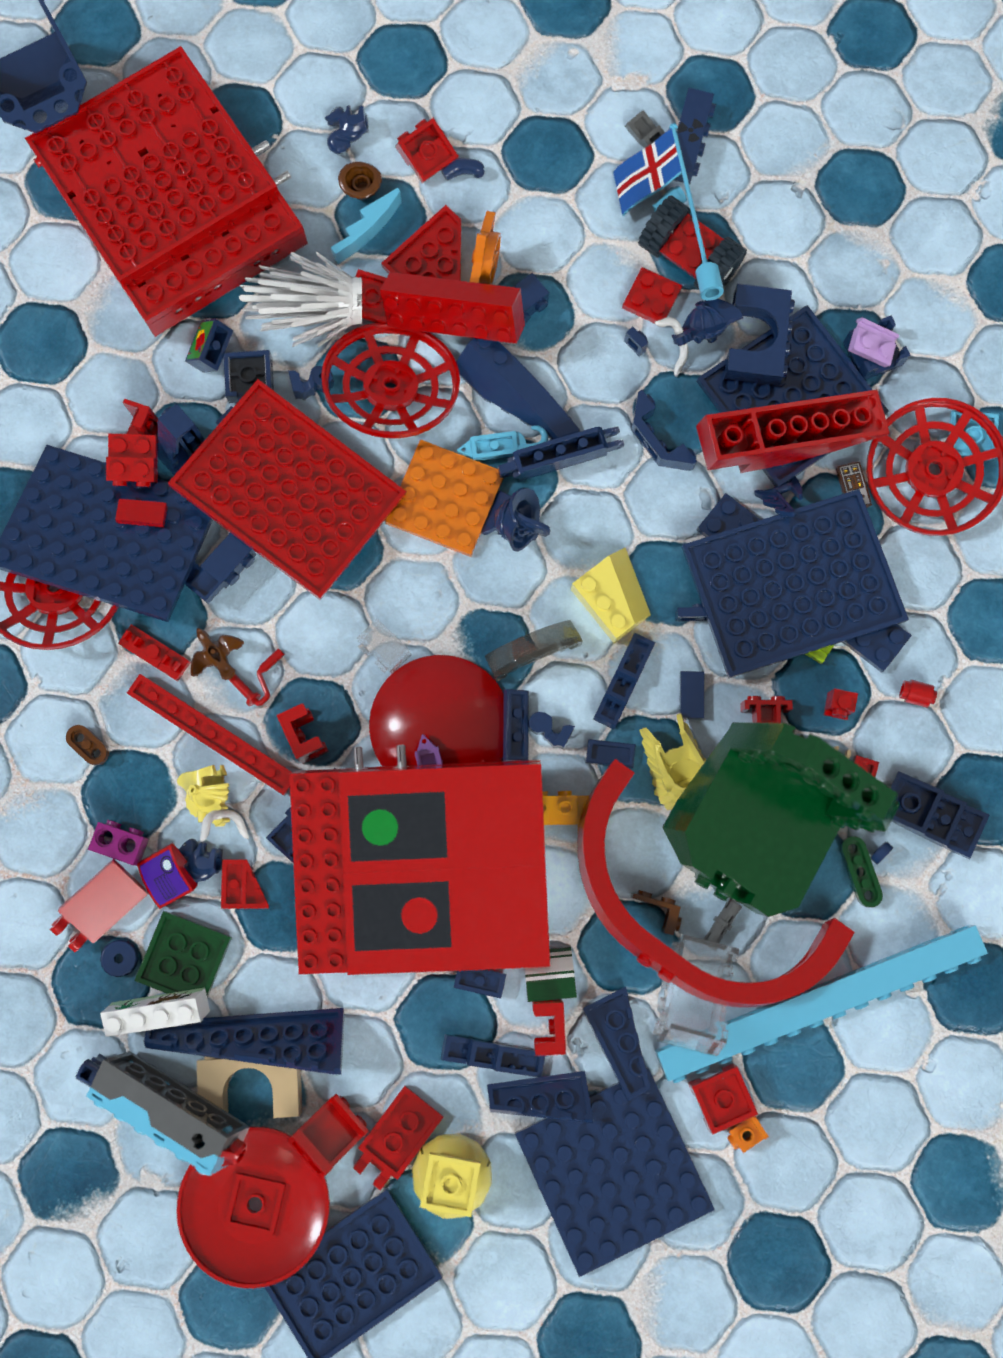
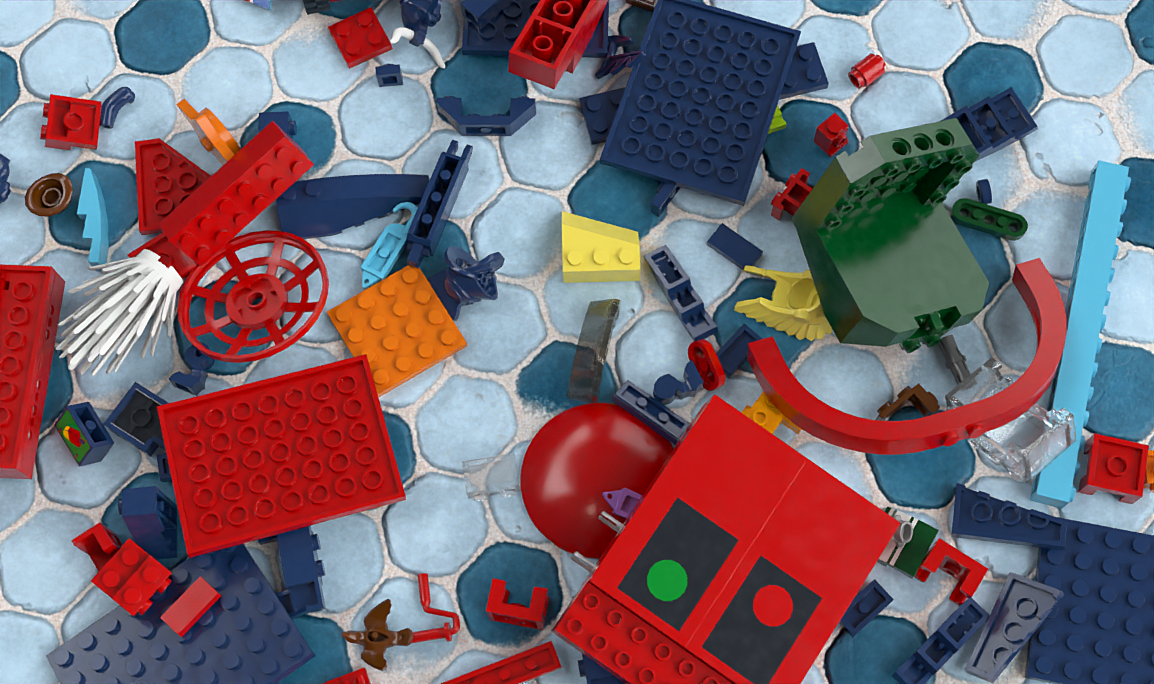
camera: 50 degrees left, 10 degrees down
(555, 971) = (903, 533): none -> light grey plate
(580, 739) = (707, 364): none -> red plate

